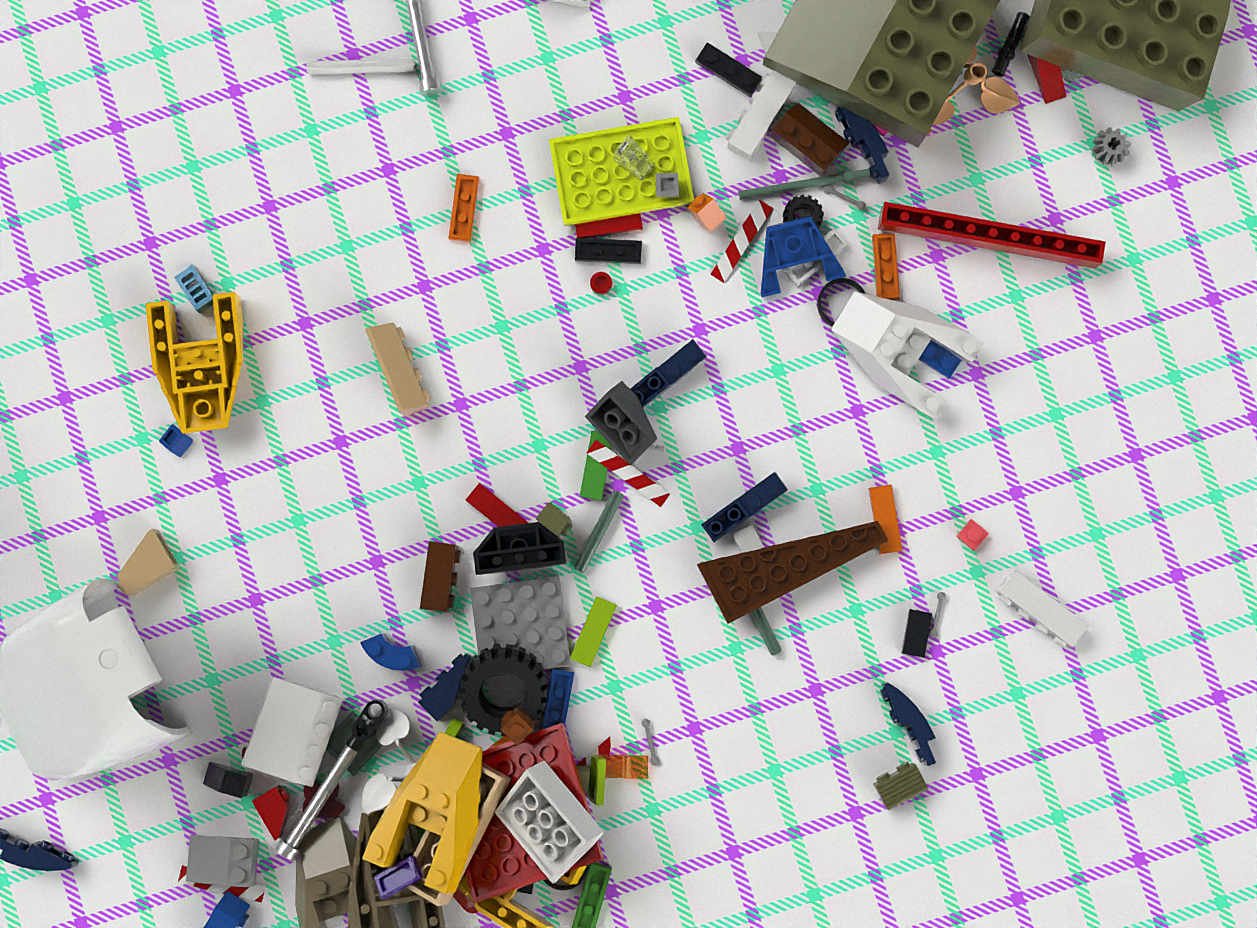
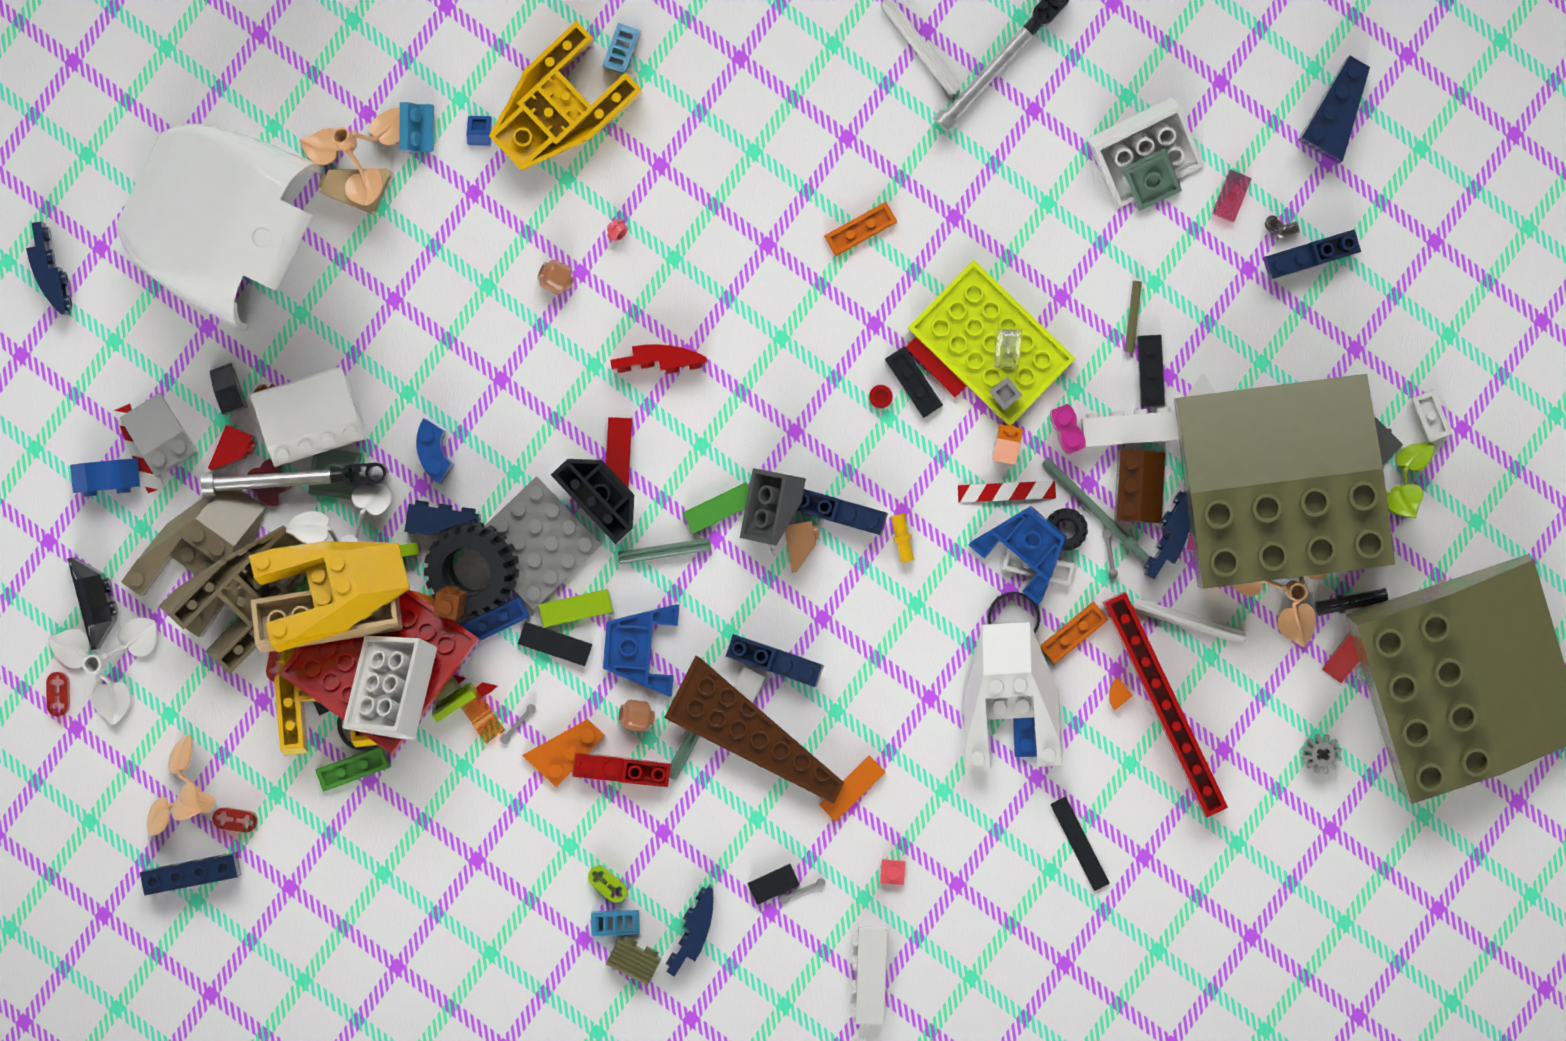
camera: 50 degrees right, 5 degrees up
(97, 565) = (323, 145): none -> light nougat plant
(136, 485) = (416, 127): none -> dark azure bracket
(328, 390) = (617, 230): none -> coral plate
(328, 462) = (555, 277): none -> nougat head
(398, 369) = (678, 278): tan slope -> none
(398, 877) = (254, 595): tile -> none
(440, 576) = (527, 444): reddish brown brick -> none
(452, 420) = (668, 356): none -> red slope
(555, 520) = (645, 507): olive brick -> none
(609, 668) = (555, 643): none -> black tile
(628, 473) = (731, 539): sticker -> none
(653, 611) = (629, 647): none -> blue wing
(668, 422) = (800, 542): none -> medium nougat slope
(681, 56) = (1133, 316): none -> olive bar
(698, 721) = (556, 756): none -> orange wing
(710, 645) = (636, 715): none -> nougat head
(720, 343) = (902, 537): none -> yellow pin
(733, 161) = (1065, 422): none -> dark pink brick
(744, 686) = (621, 769): none -> red slope
(823, 757) = (603, 888): none -> lime beam
(853, 774) = (595, 931): none -> dark azure slope
(940, 173) = (1189, 621): none -> white axle
(957, 266) = (1118, 694): none -> orange tile
(1051, 377) = (1080, 843): none -> black sticker

